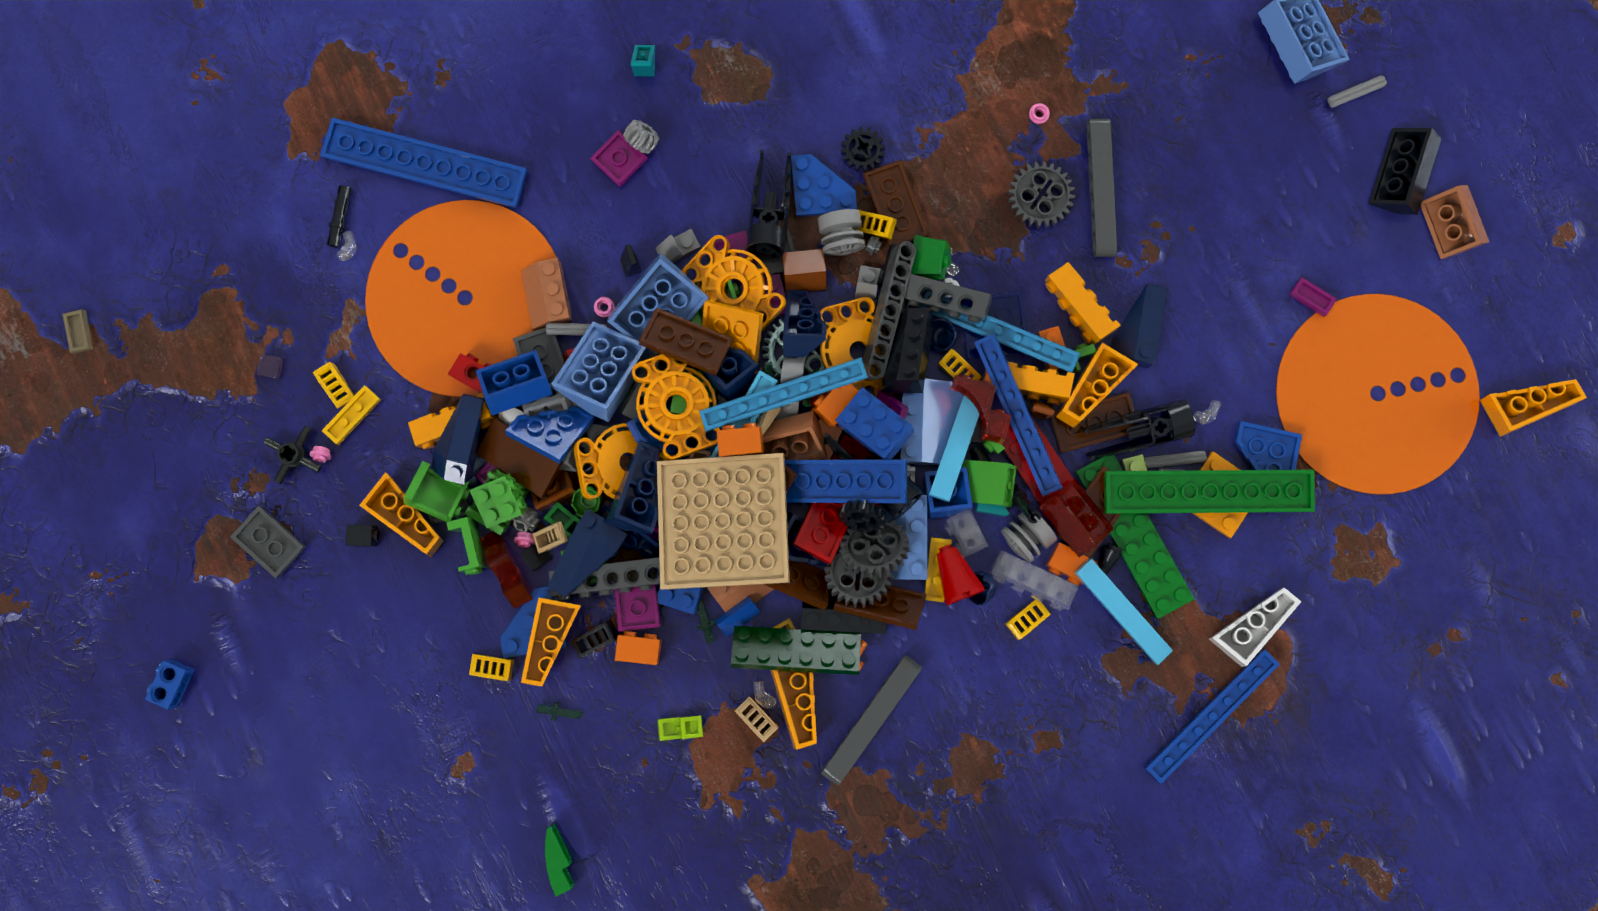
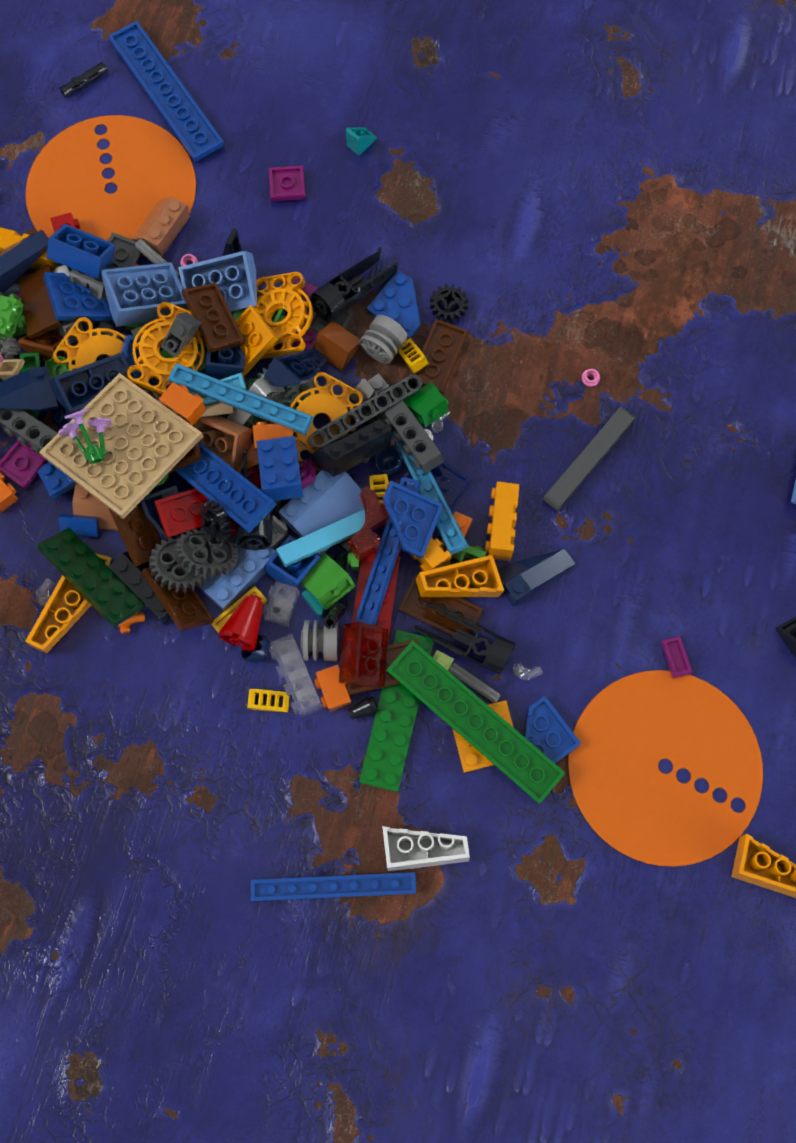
camera: 35 degrees right, 10 degrees down
(348, 248) = (71, 102): clear arm -> none
(641, 136) = (312, 179): light grey gear -> none
(678, 382) = (180, 333): none -> dark grey slope
(679, 246) = (269, 265): light grey slope -> none
(705, 624) = (53, 514): piece -> none
(713, 550) = (94, 453): none -> plant
(763, 736) = (31, 617): tan slope -> none
(871, 720) = (97, 672): dark grey beam -> none
(873, 245) = (398, 367): dark grey plate -> none
(1017, 370) = (412, 517): none -> blue plate
(1040, 410) = (409, 566): dark orange slope -> none
(1056, 204) = (548, 443): dark grey gear -> none
(1123, 611) = (338, 753): medium azure tile -> none

